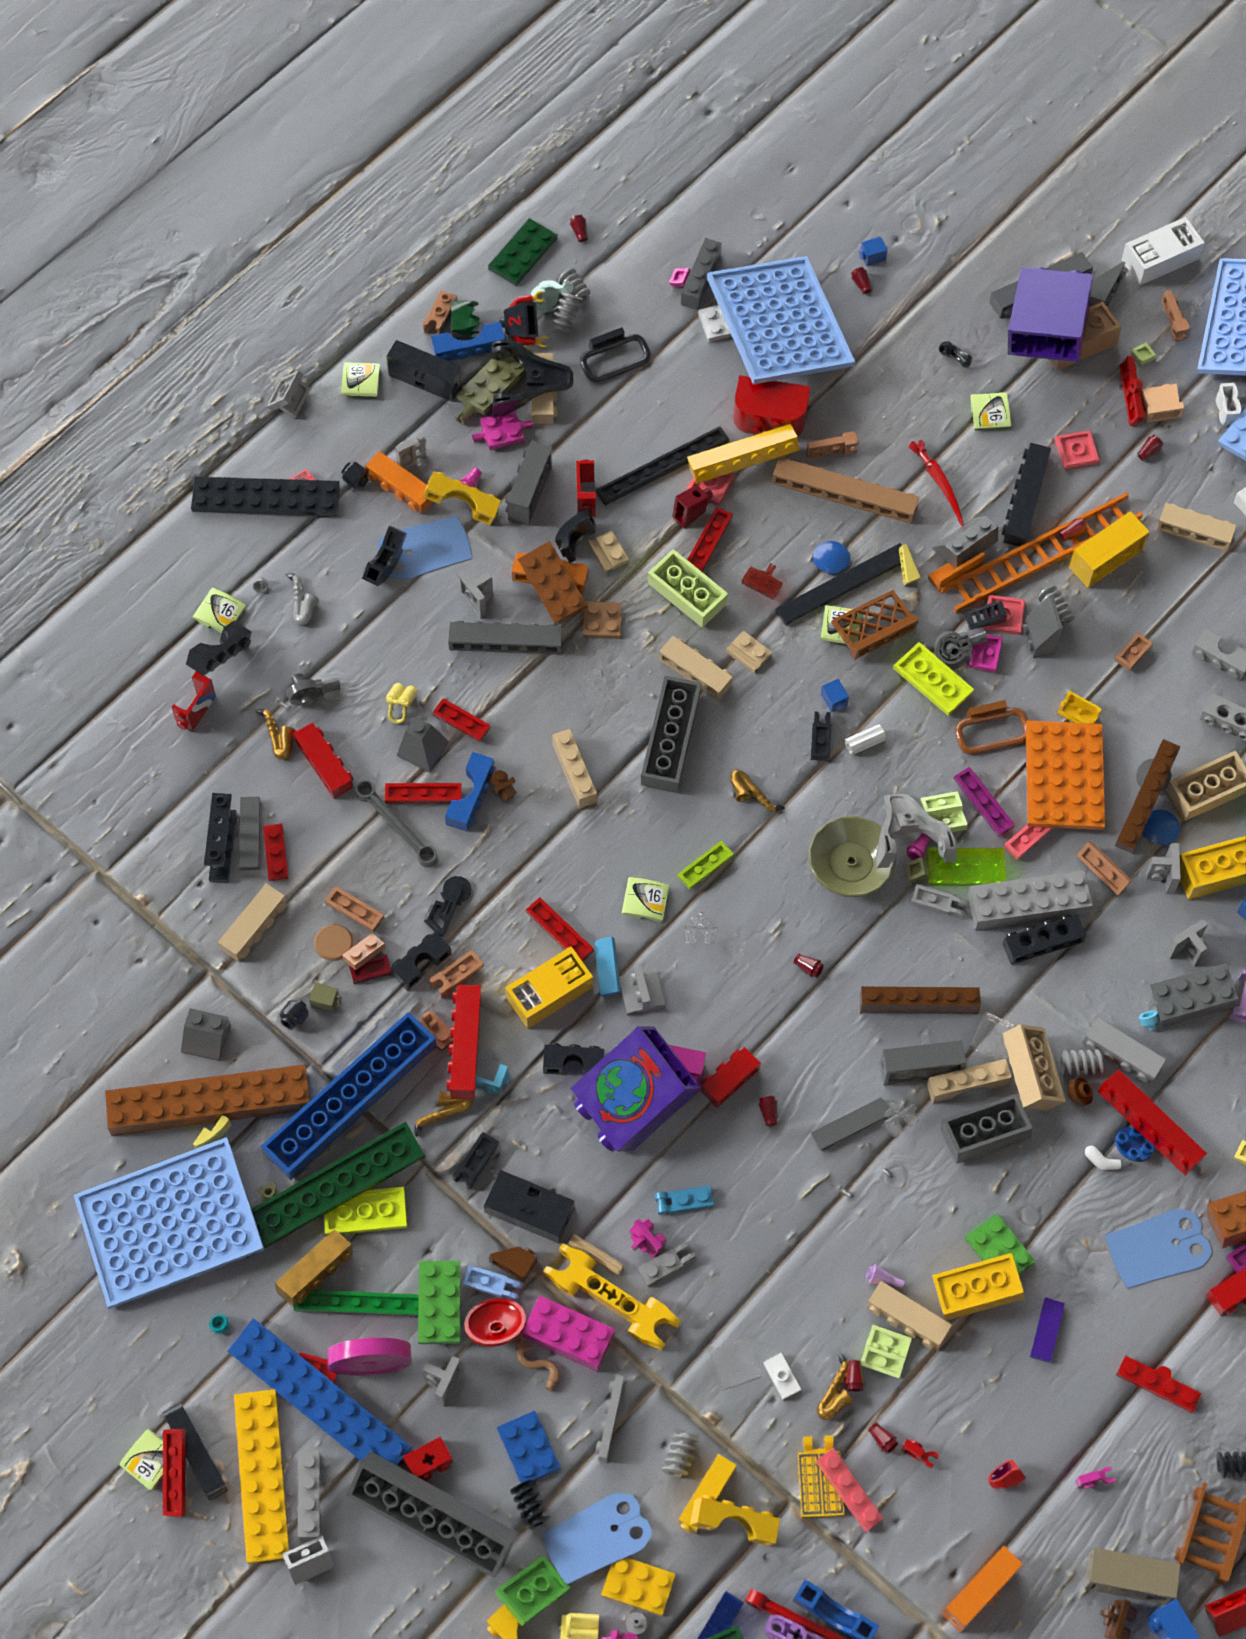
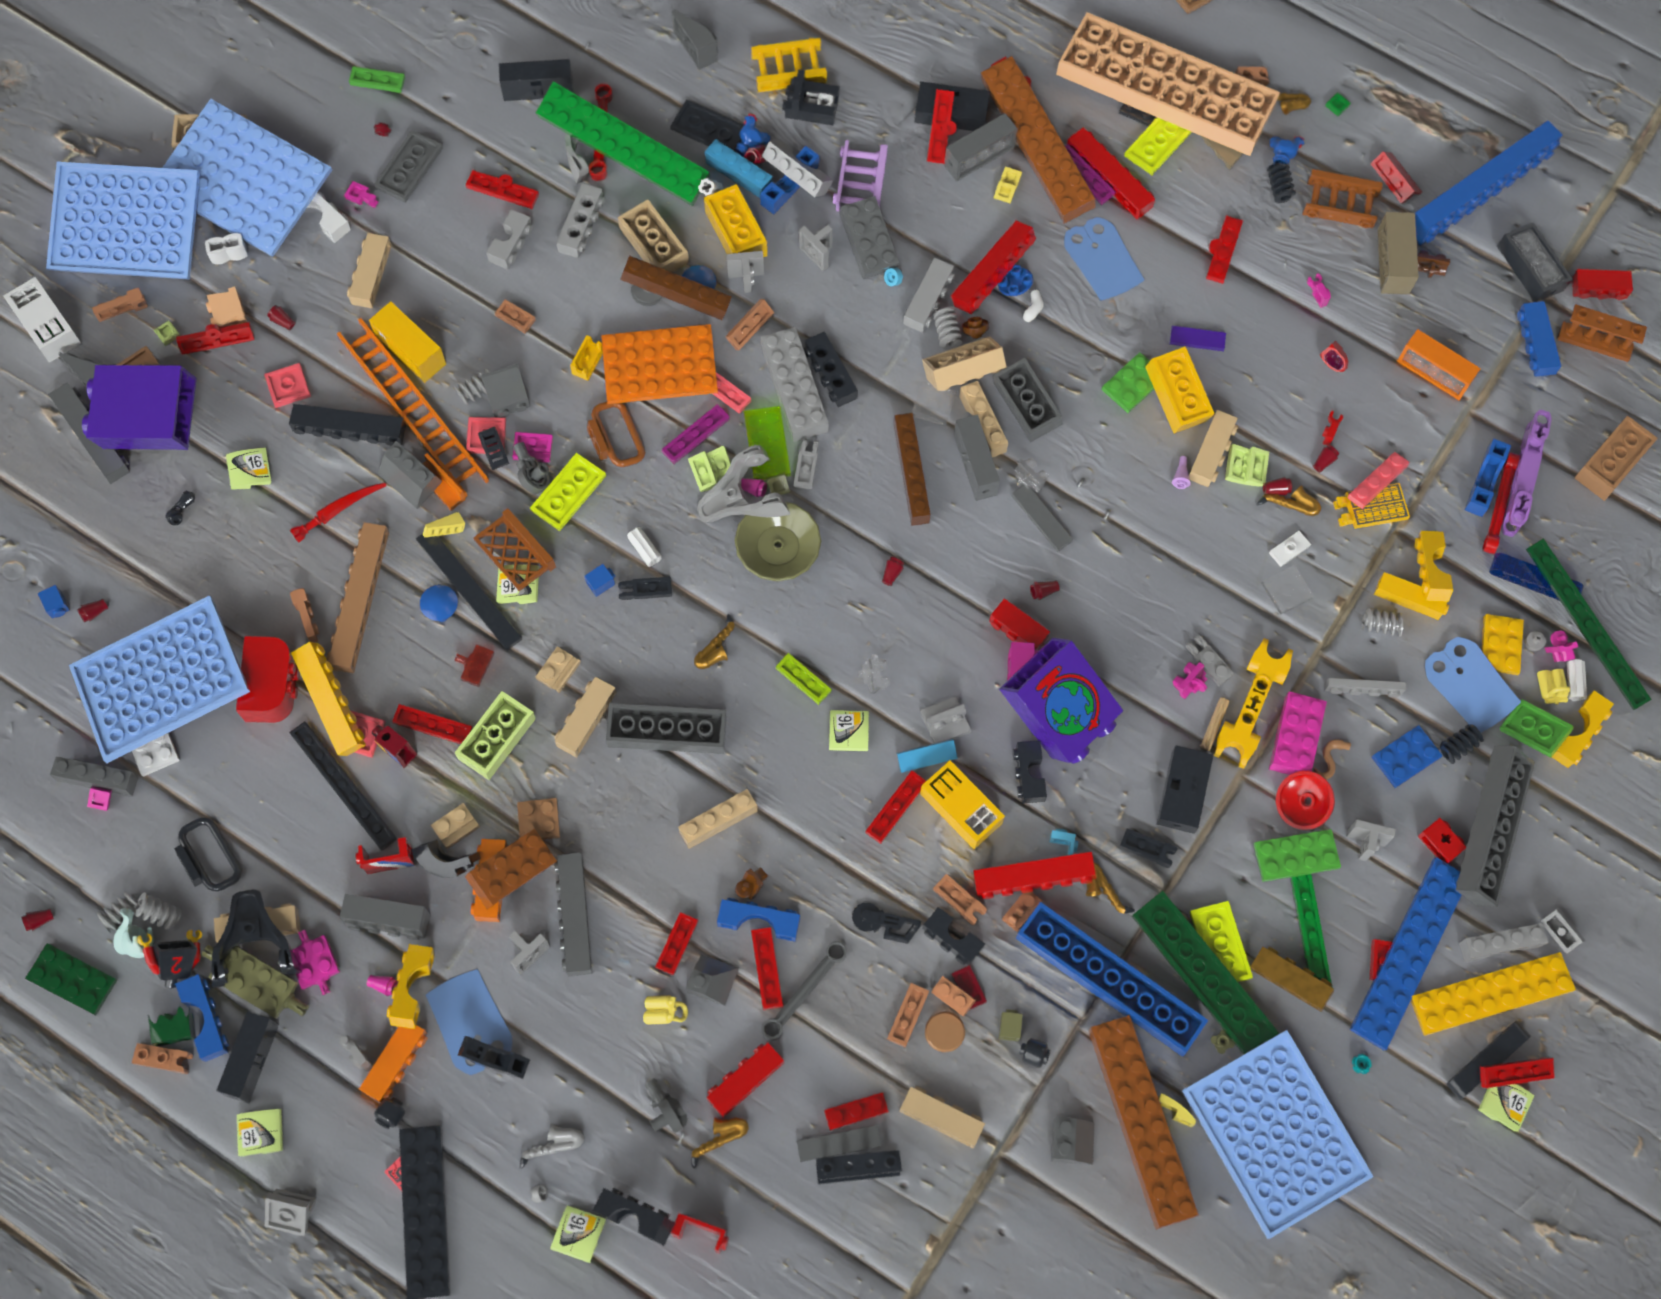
camera: 100 degrees left, 5 degrees up
(369, 1356) = (1374, 903): dark pink brick -> none
(490, 1283) = (1264, 815): light blue hinge -> none
(515, 1261) = (1240, 793): reddish brown slope -> none
(684, 1200) = (1145, 653): dark azure plate -> none
(1074, 529) = (386, 377): dark red cone -> none

